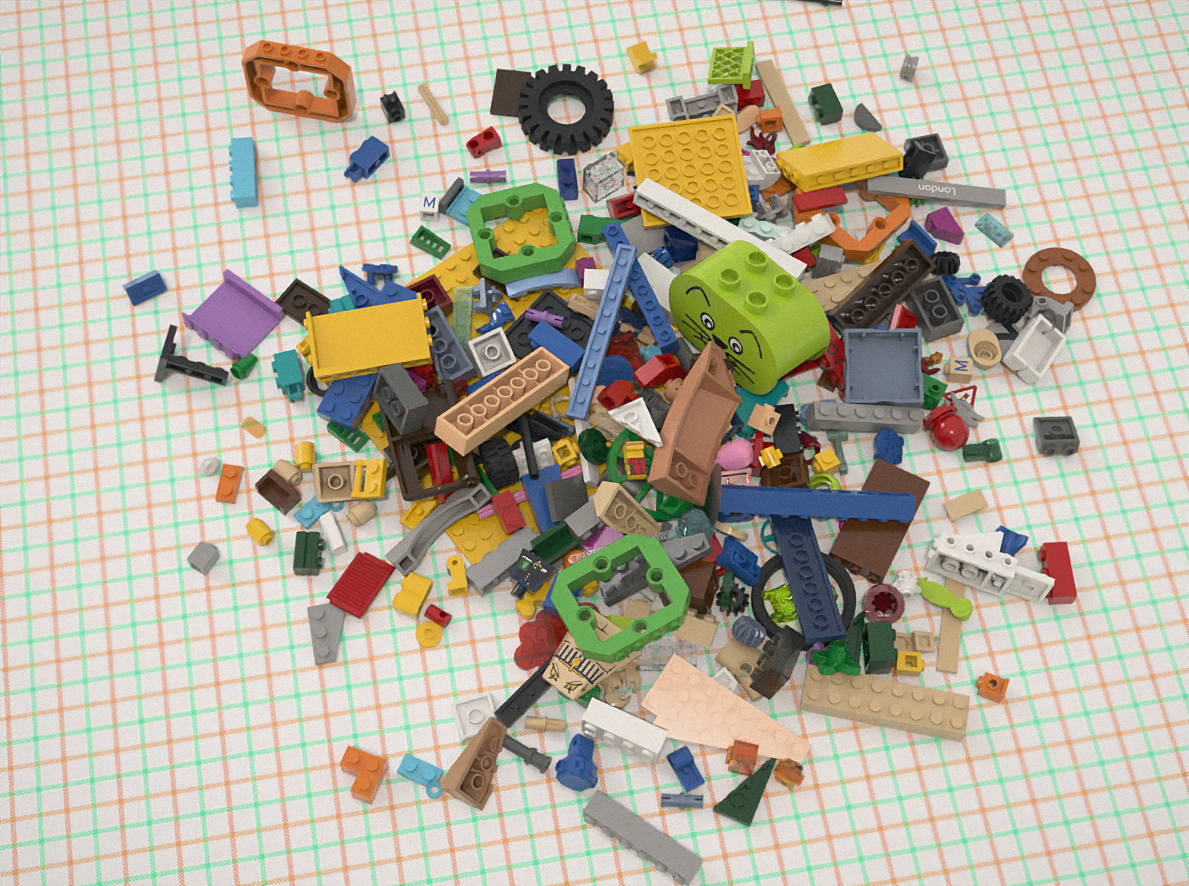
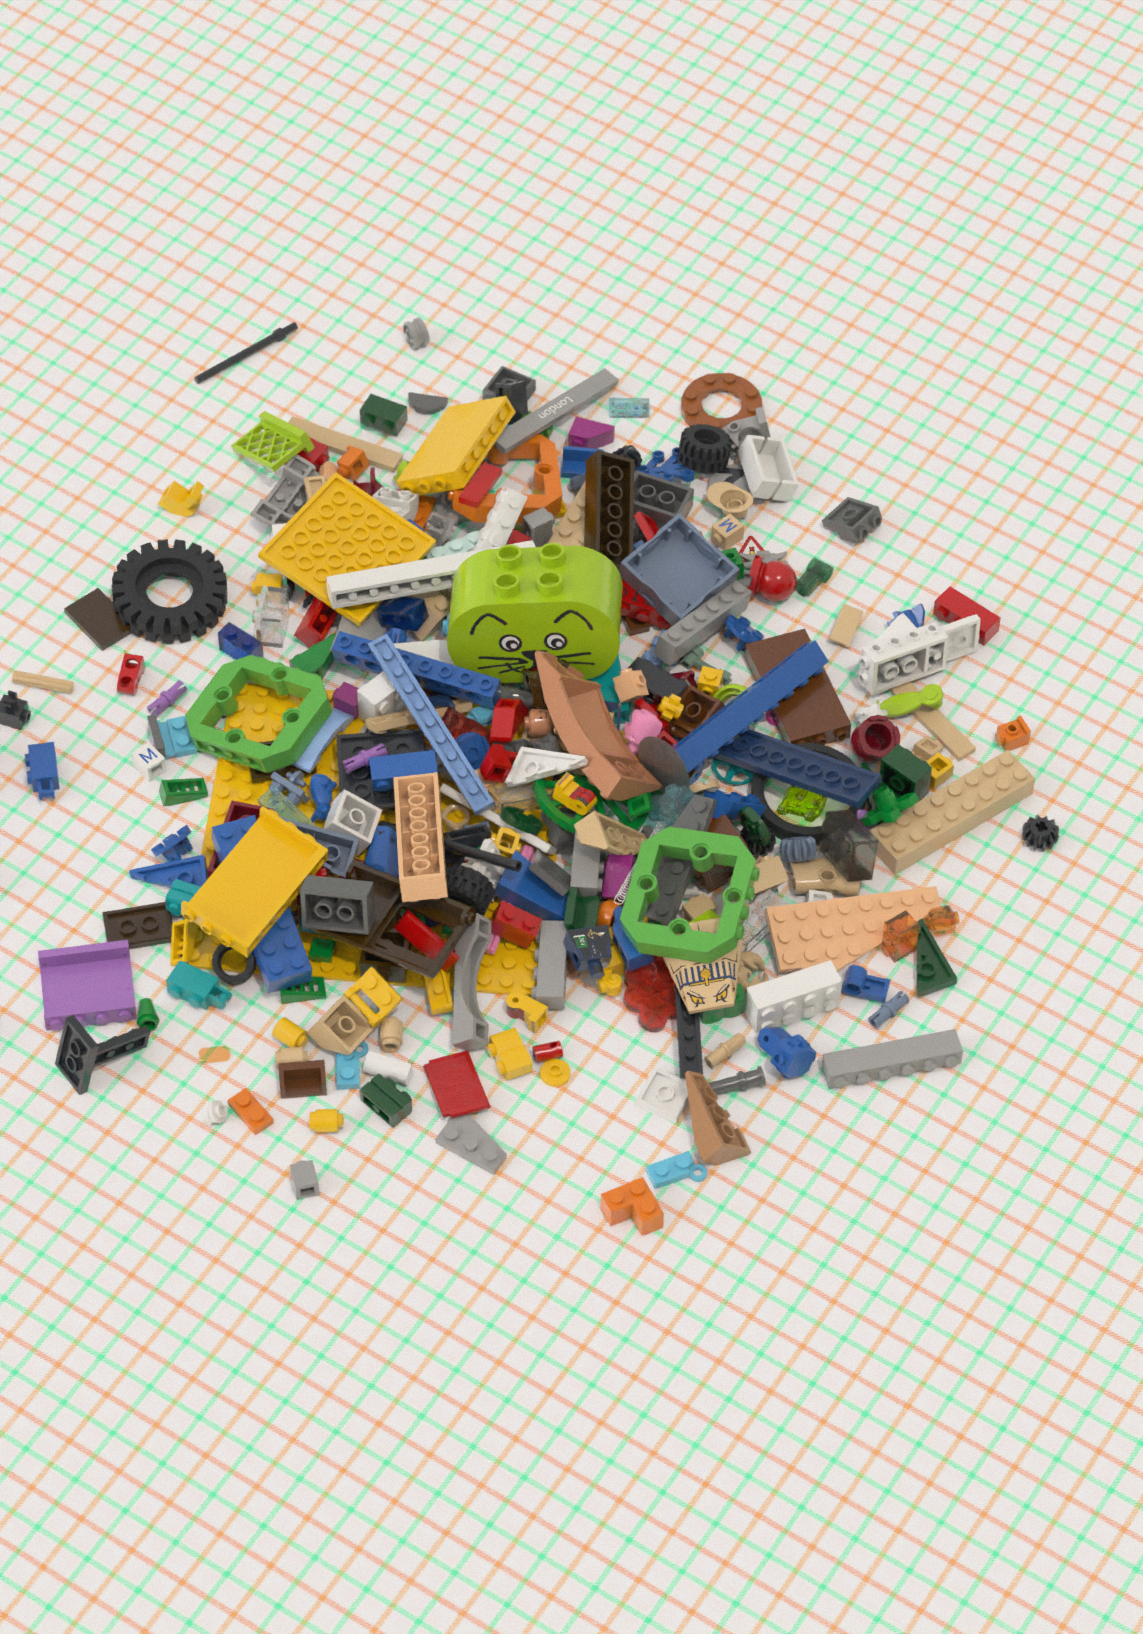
camera: 45 degrees left, 10 degrees down
(927, 783) = (1040, 833): none -> black gear

